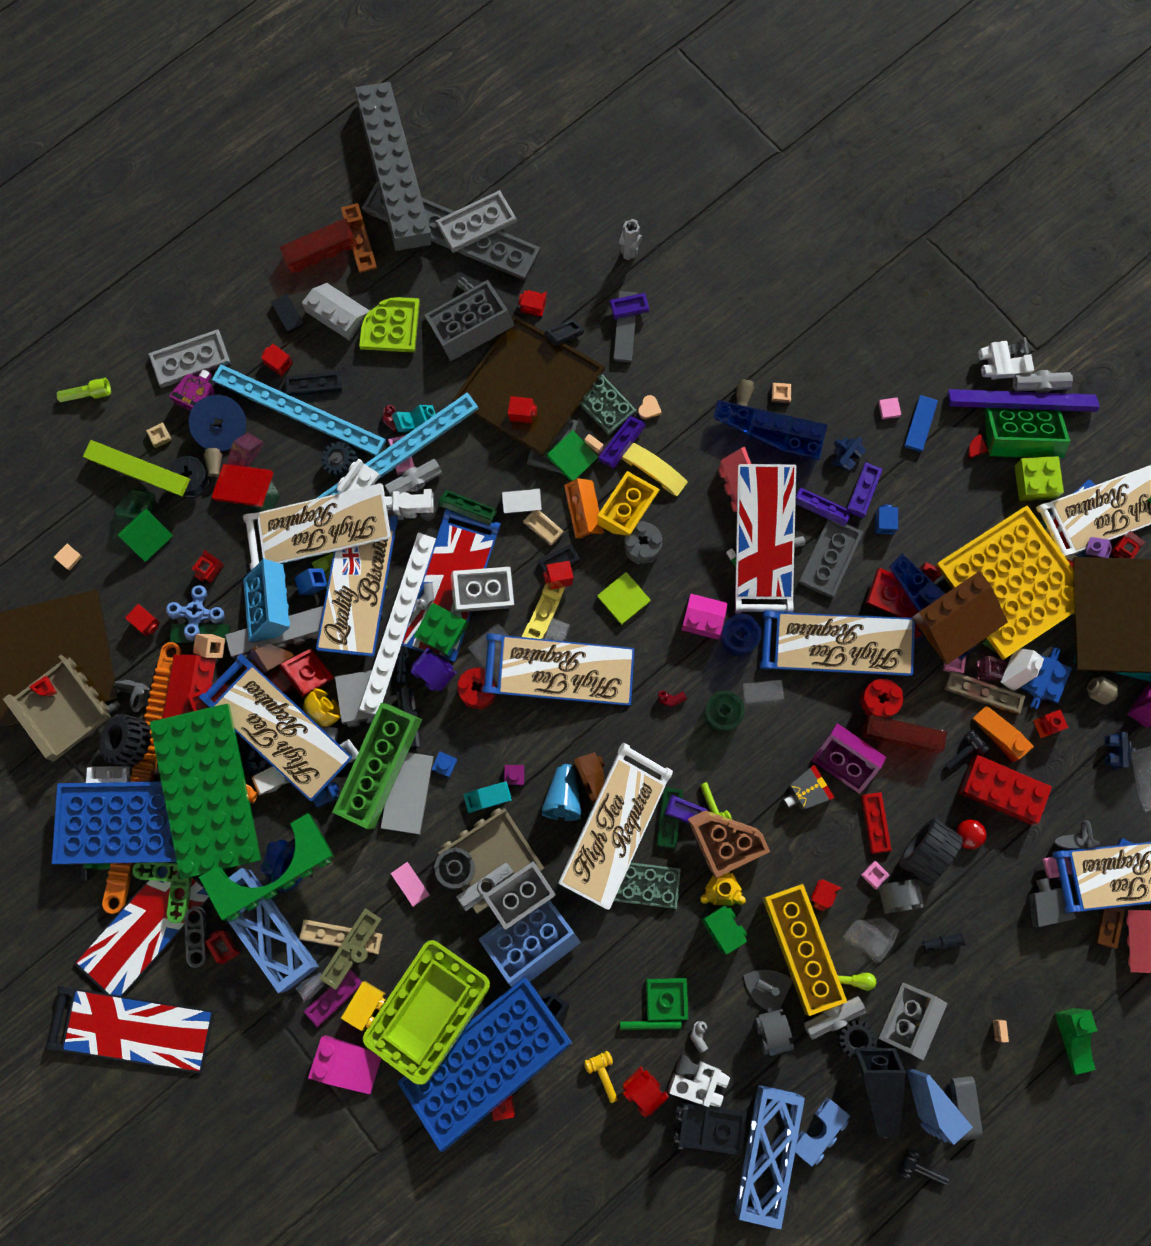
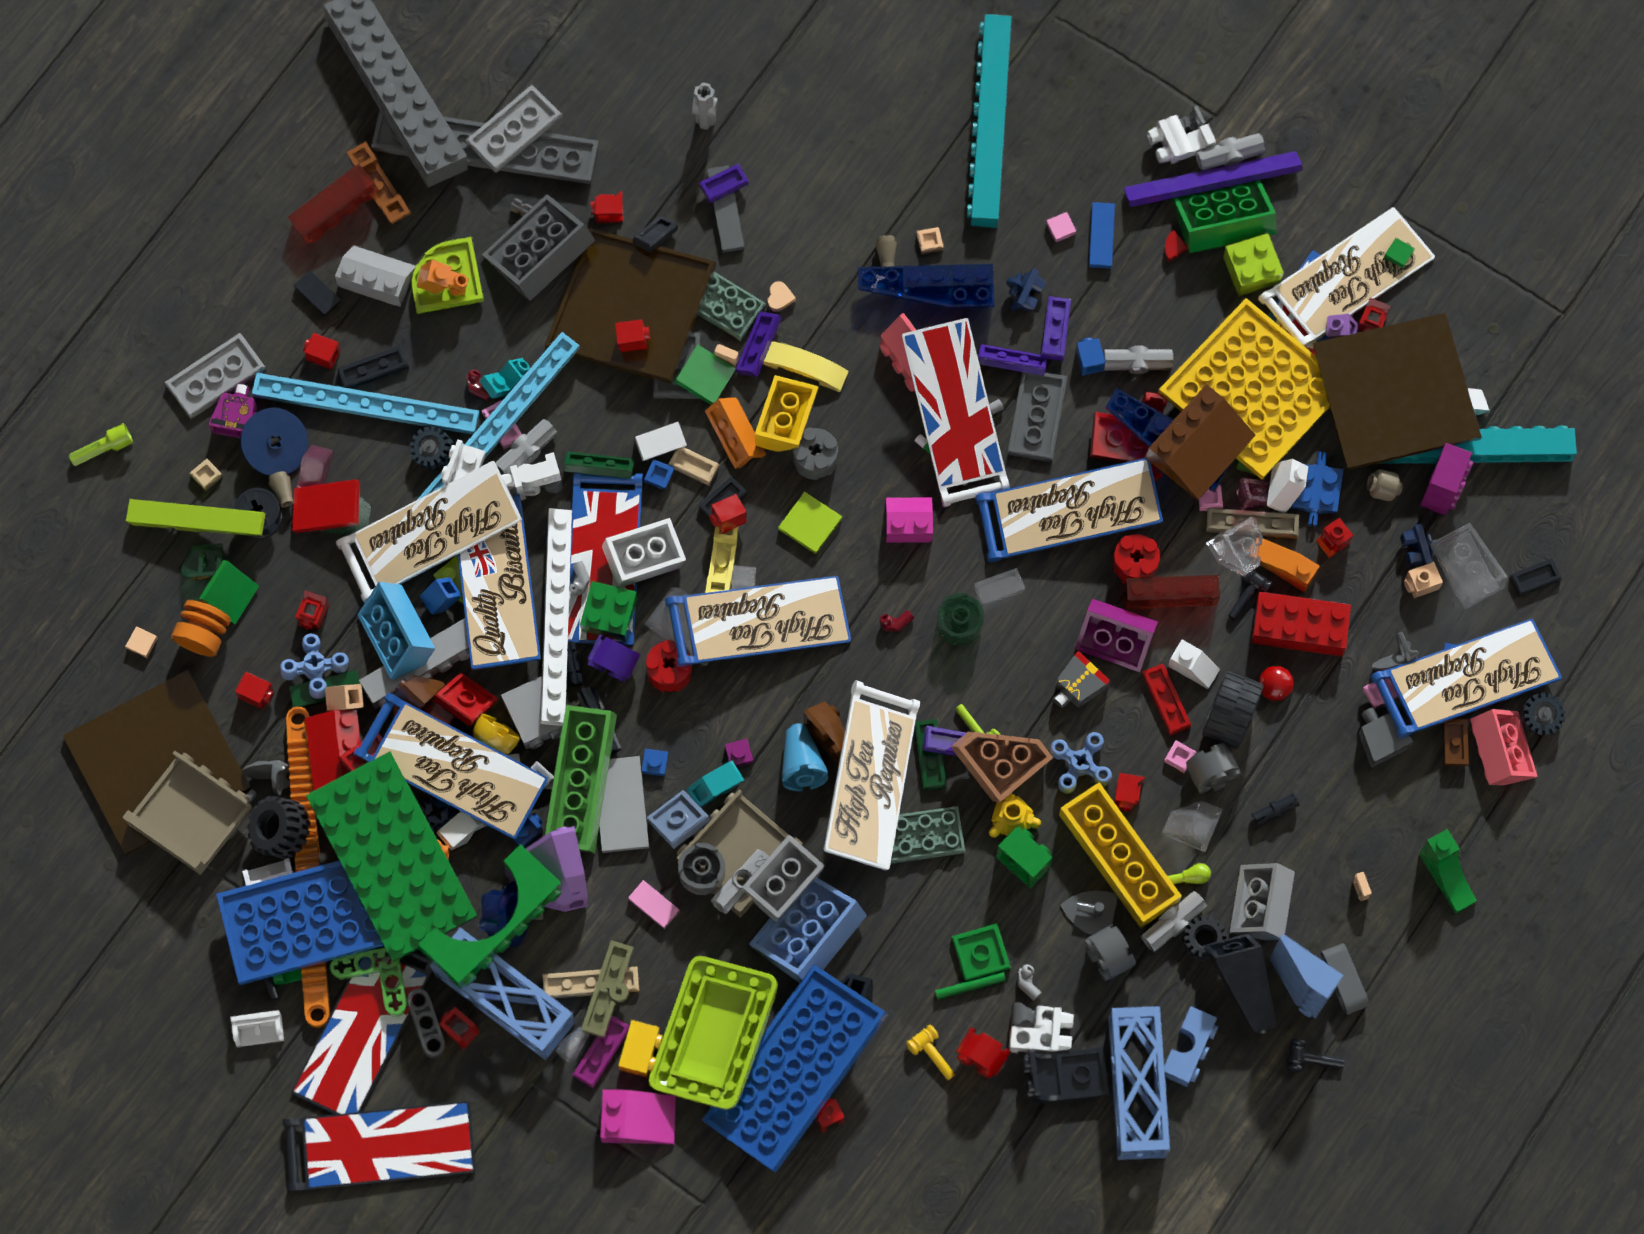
camera: 15 degrees left, 5 degrees down
(43, 687) = (163, 794): red tile -> none
(61, 902) = (257, 1028): none -> white hinge
(113, 558) = (201, 626): none -> orange wheel
(339, 832) = (562, 857): none -> medium lavender brick
(382, 323) = (438, 276): none -> orange brick
(449, 818) = (678, 819): none -> sand blue tile
(513, 527) = (659, 474): none -> blue plate
(750, 630) = (965, 520): clear blue brick -> none
(798, 866) = (1087, 768): none -> medium blue gear
(855, 309) = (991, 121): none -> teal brick
(906, 800) = (1193, 664): none -> white slope
(925, 533) = (1138, 359): none -> light grey piece
(968, 711) = (1238, 547): none -> clear slope
(1116, 779) = (1423, 580): none -> light nougat brick

